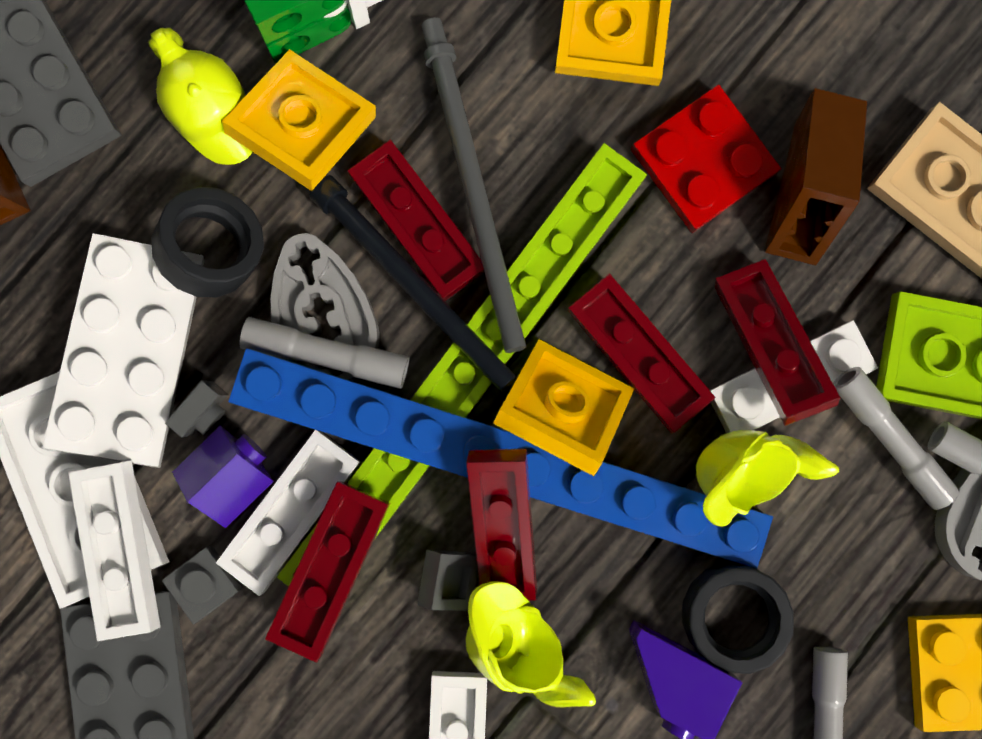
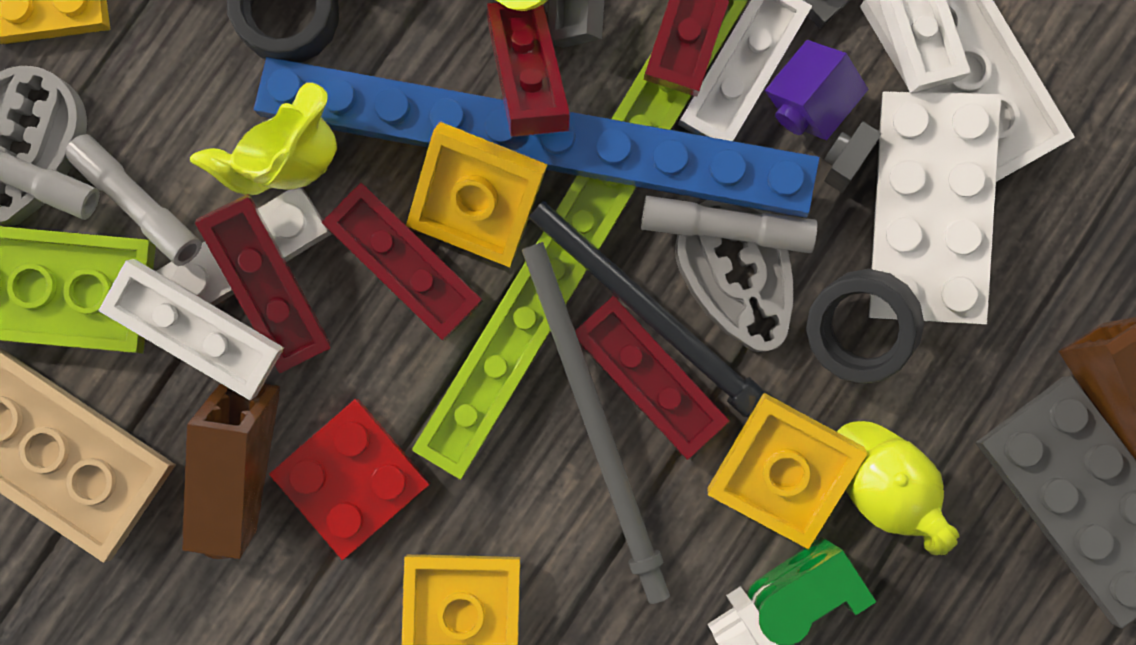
camera: 170 degrees right, 0 degrees up
(848, 303) = (191, 329): none -> white plate

